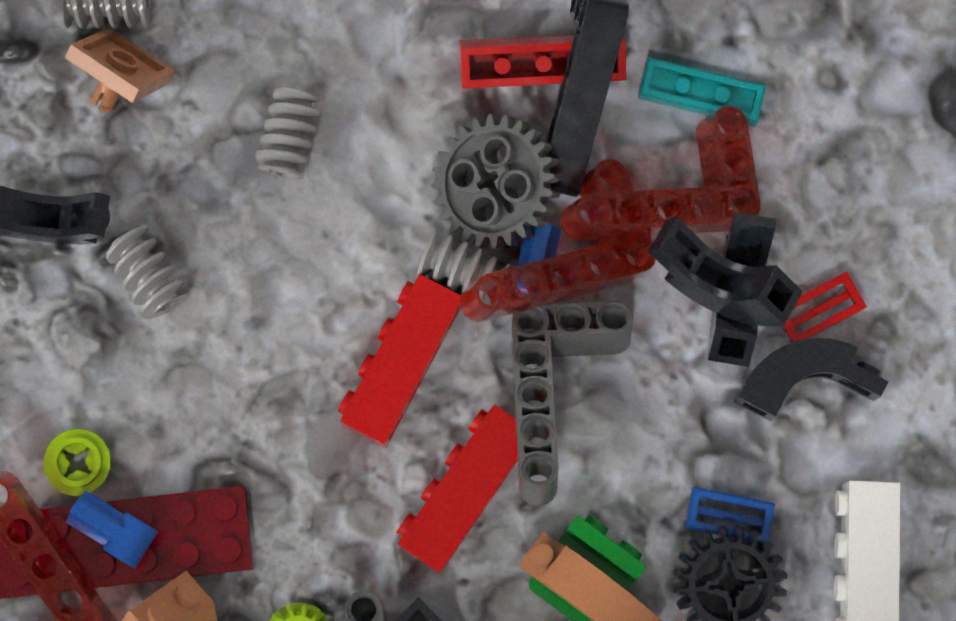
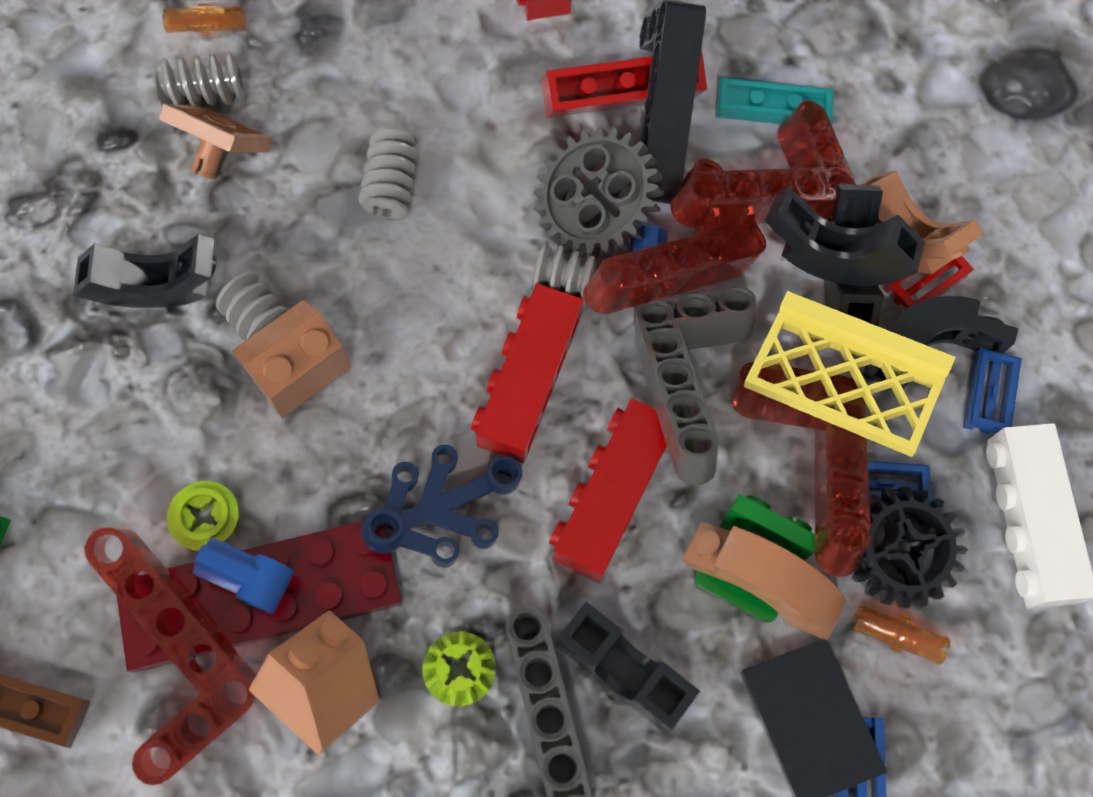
camera: 10 degrees left, 10 degrees down
(173, 322) = (293, 357): none -> nougat slope
(294, 485) = (437, 508): none -> dark blue plant
(677, 484) = (840, 466): none -> clear red beam
(721, 380) = (869, 346): none -> light yellow fence
(804, 257) = (941, 240): none -> nougat arch
(844, 469) = (974, 401): none -> blue tile

